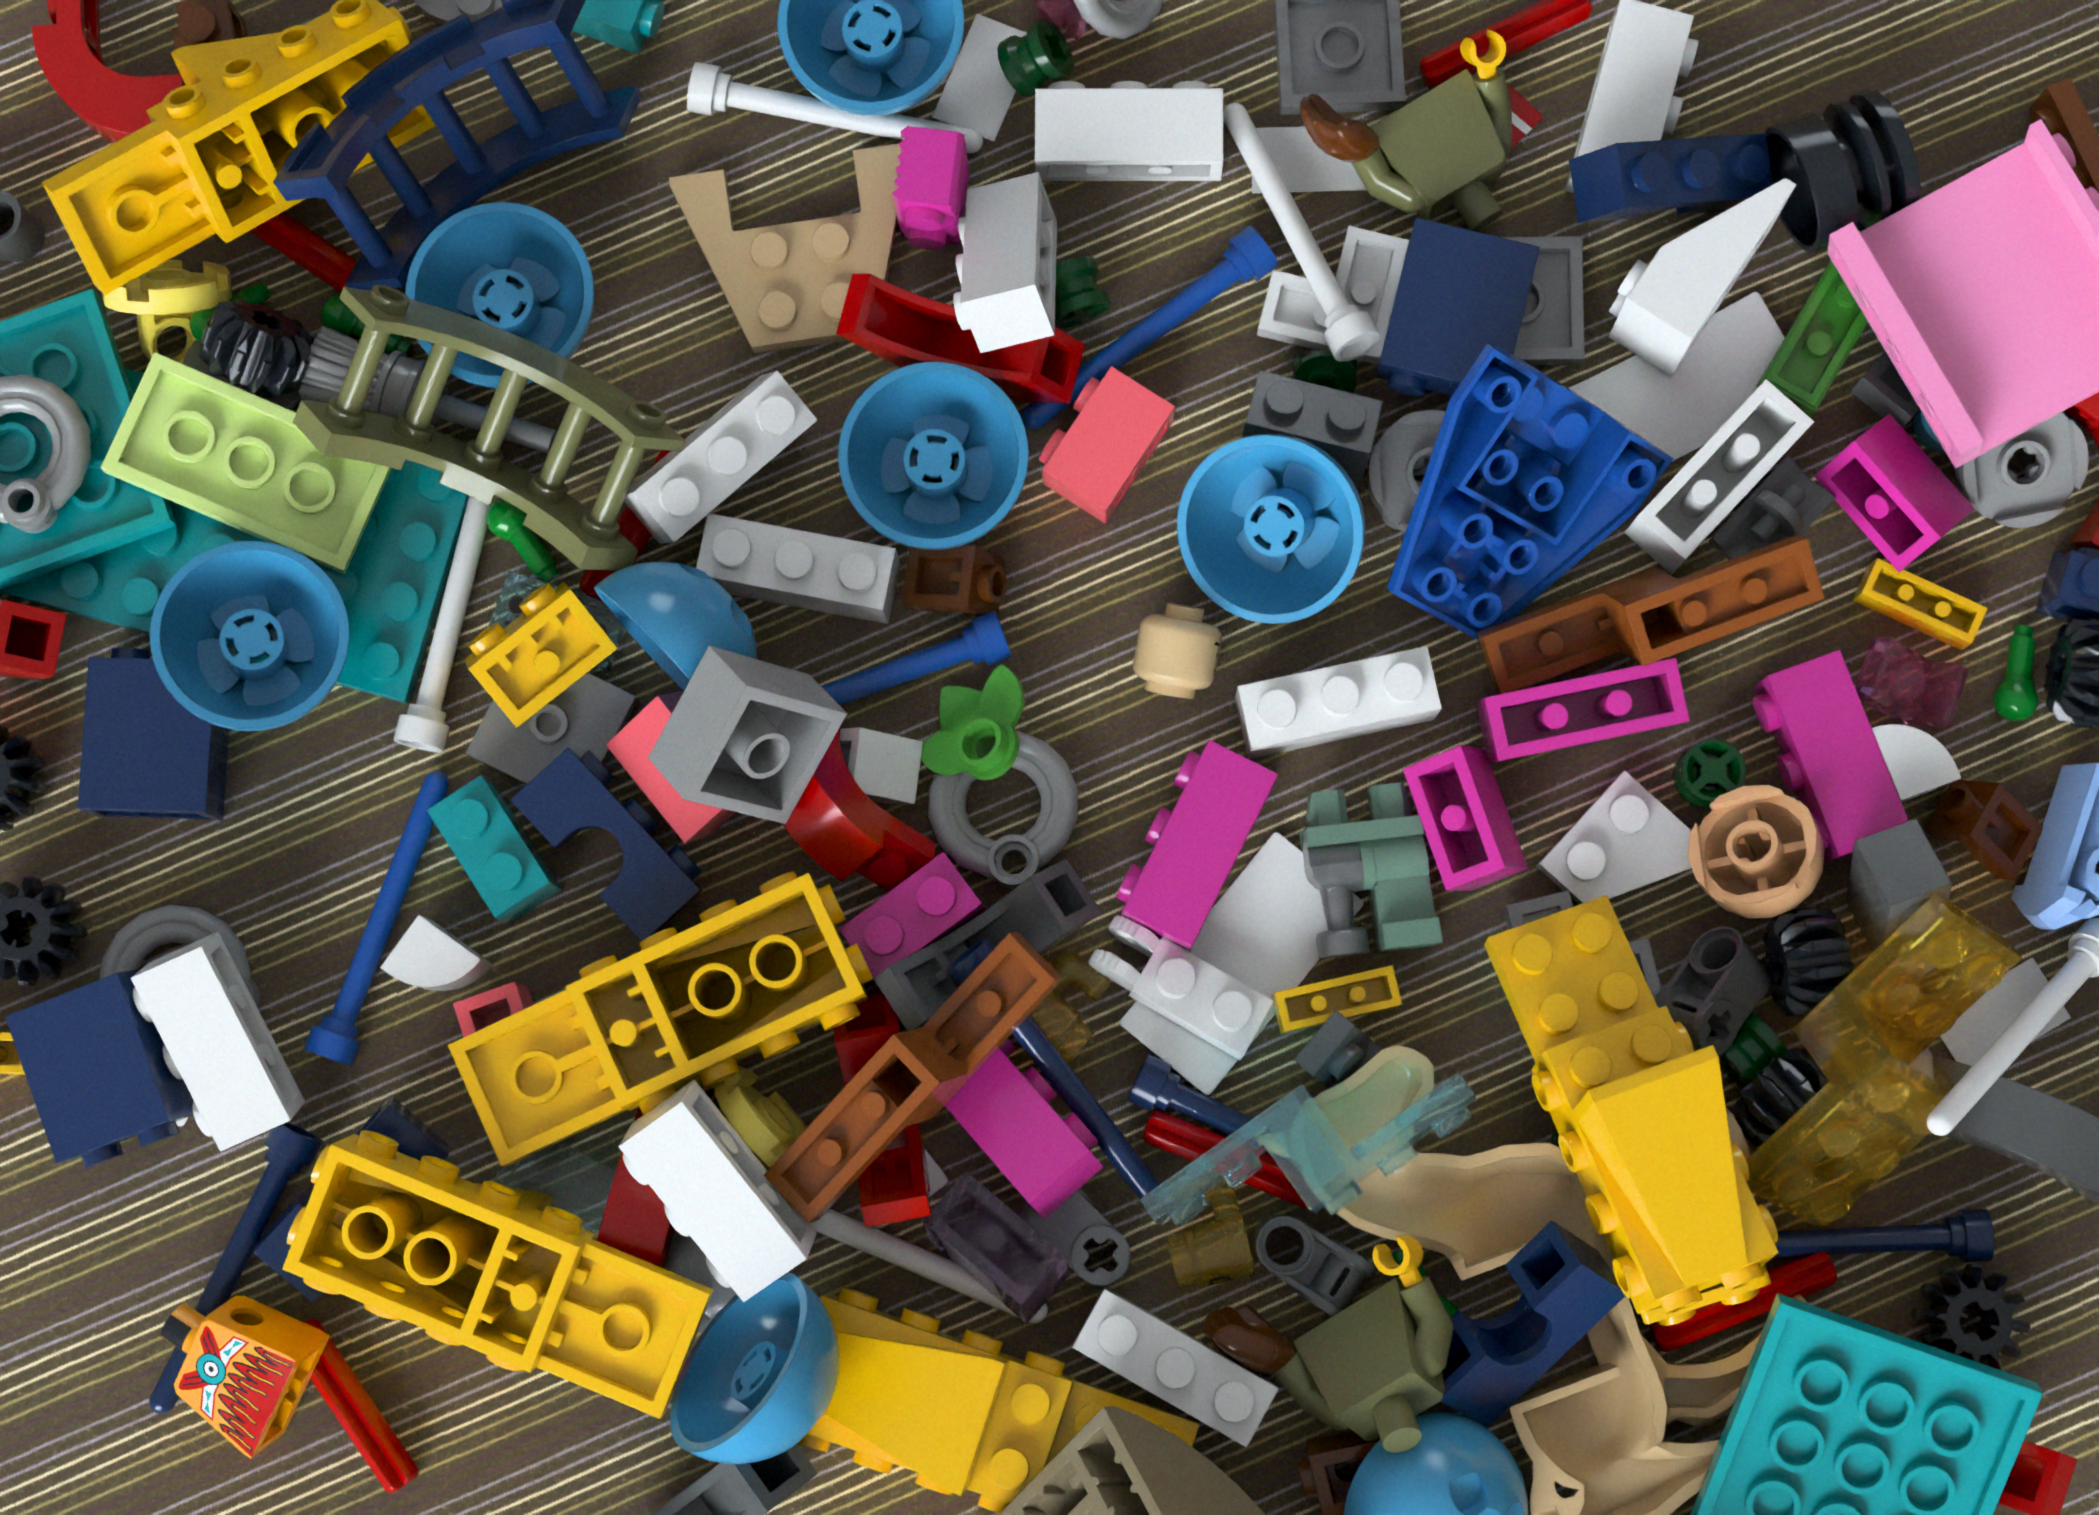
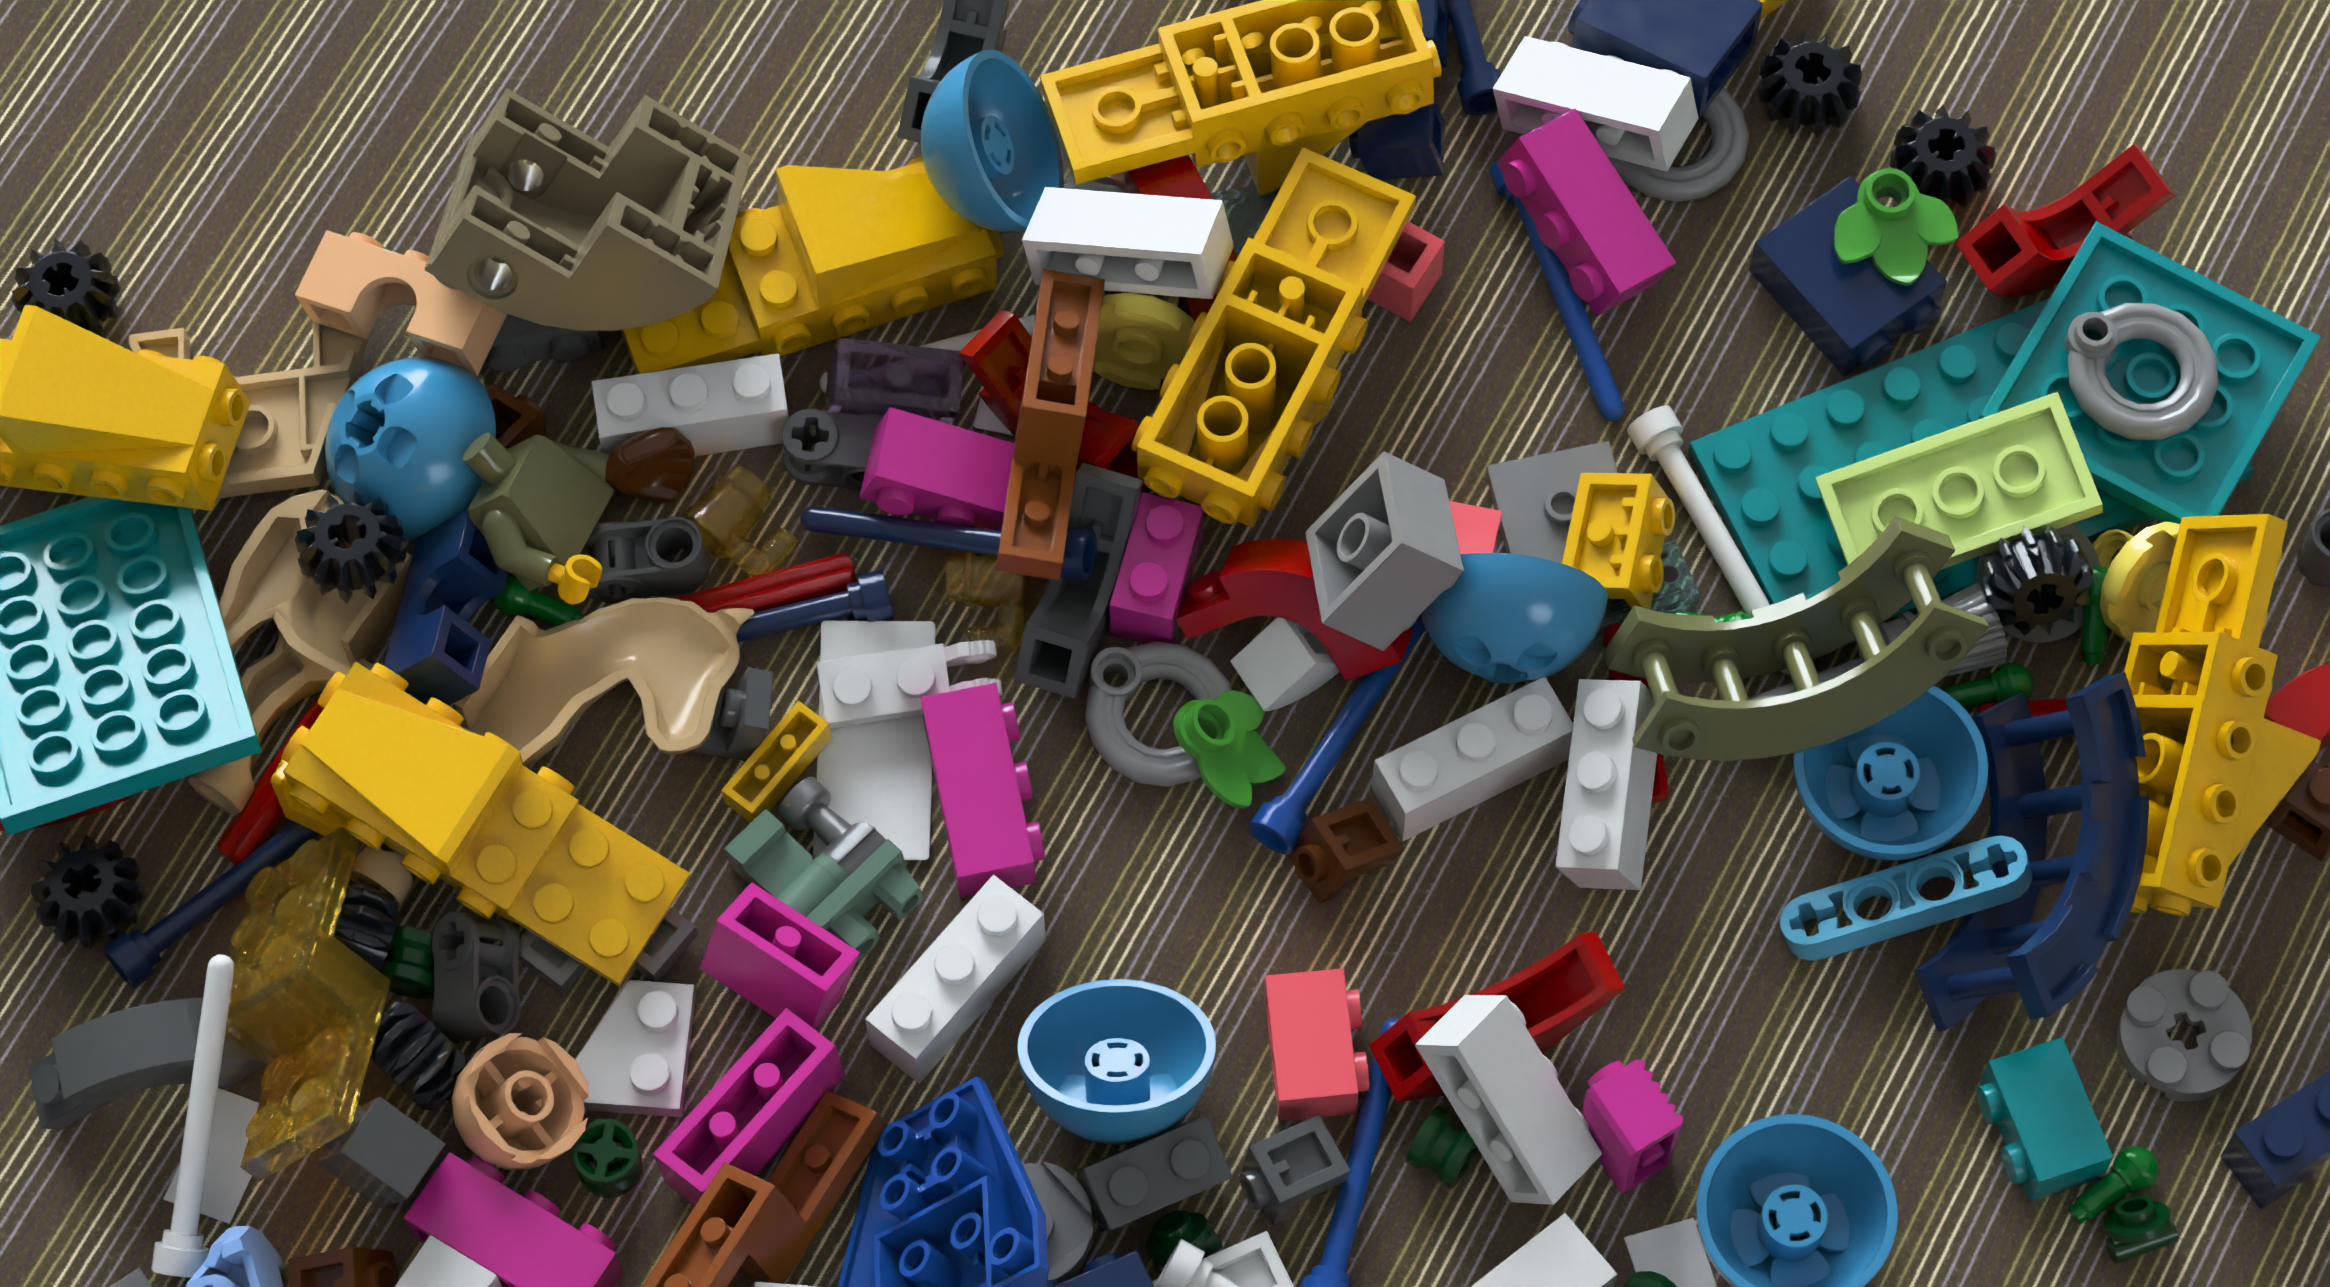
camera: 135 degrees right, 15 degrees down
(96, 722) = (1893, 235): none -> bright green plate
(241, 601) = (1817, 329): dark azure piece -> none
(314, 950) = (1585, 212): none -> dark pink brick
(434, 958) = (1494, 282): white brick -> none
(494, 850) = (1519, 385): teal brick -> none
(575, 797) = (1484, 465): dark blue arch -> none
(578, 198) = (1908, 908): none -> medium azure beam
(714, 91) = (1886, 1087): white piece -> none
(794, 276) = (1685, 994): tan wing -> none
(909, 431) = (1443, 873): dark azure piece -> none
(1177, 651) = (1116, 922): tan head -> none
(1201, 358) = (1292, 1168): none -> dark grey bracket
(1310, 1152) = (704, 609): clear light blue bracket -> none
(1562, 1465) = (328, 540): none -> black gear

